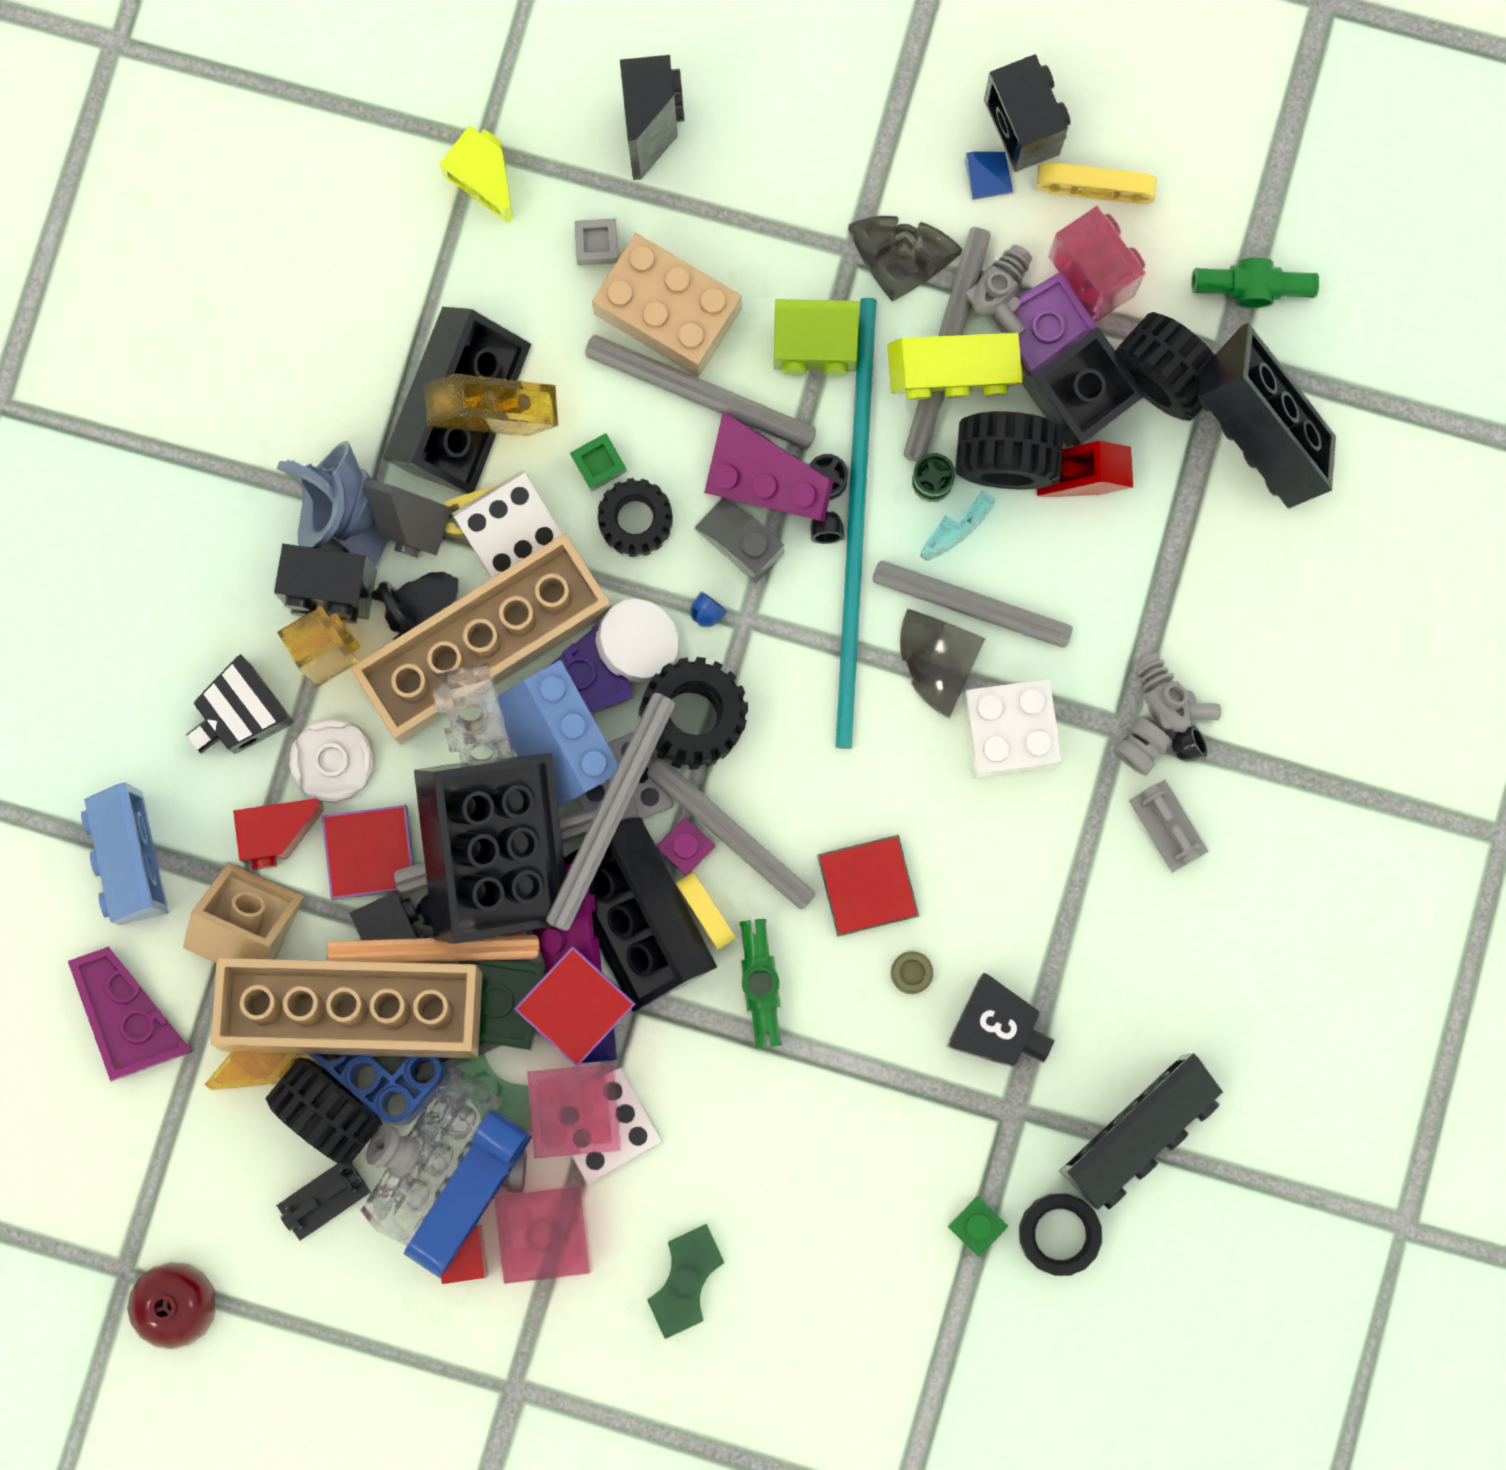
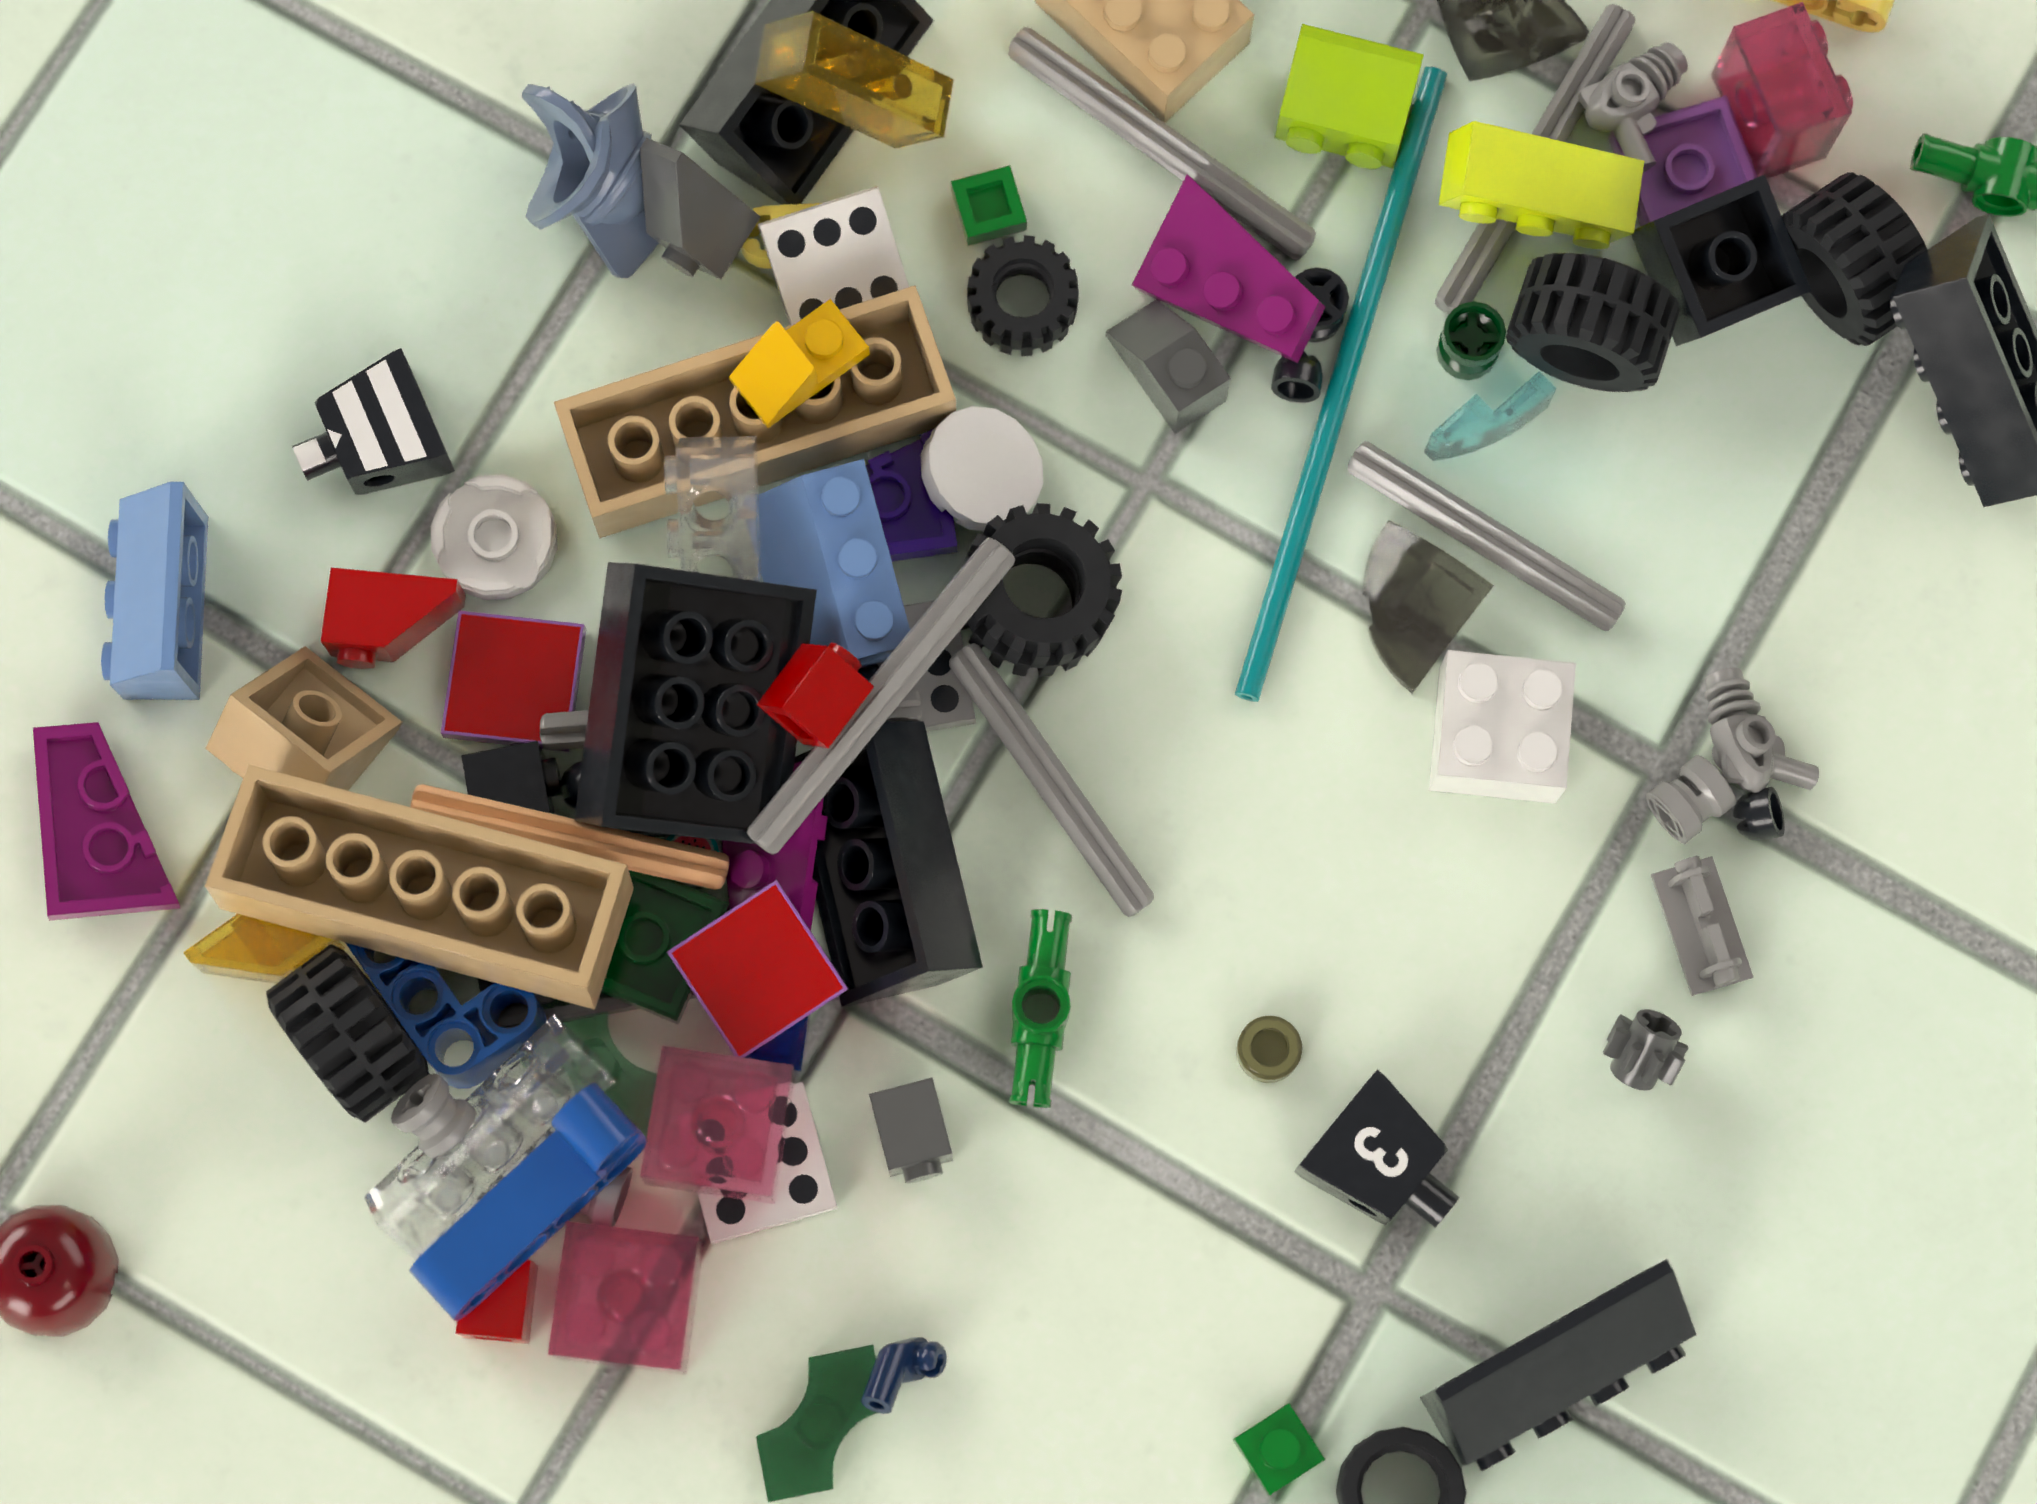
camera: 10 degrees right, 5 degrees down
(320, 645) = (519, 357): clear yellow brick -> none
(322, 1199) = (313, 1169): black hinge -> none
(326, 579) = (550, 276): black brick -> none
(416, 600) = (674, 333): black piece -> none
(502, 604) = (797, 362): none -> yellow slope
(569, 821) = (816, 693): none -> red brick
(685, 846) = (979, 784): magenta plate -> none
(697, 1082) = (912, 1130): none -> dark grey brick
(705, 910) = (985, 883): light yellow beam -> none
(706, 610) = (1093, 453): blue hinge -> none
(727, 1231) = (900, 1364): none -> dark blue arm
(868, 885) = (1234, 906): red tile -> none
(1092, 470) = (1705, 385): red slope -> none
(1150, 916) = (1645, 1049): none -> dark grey gear

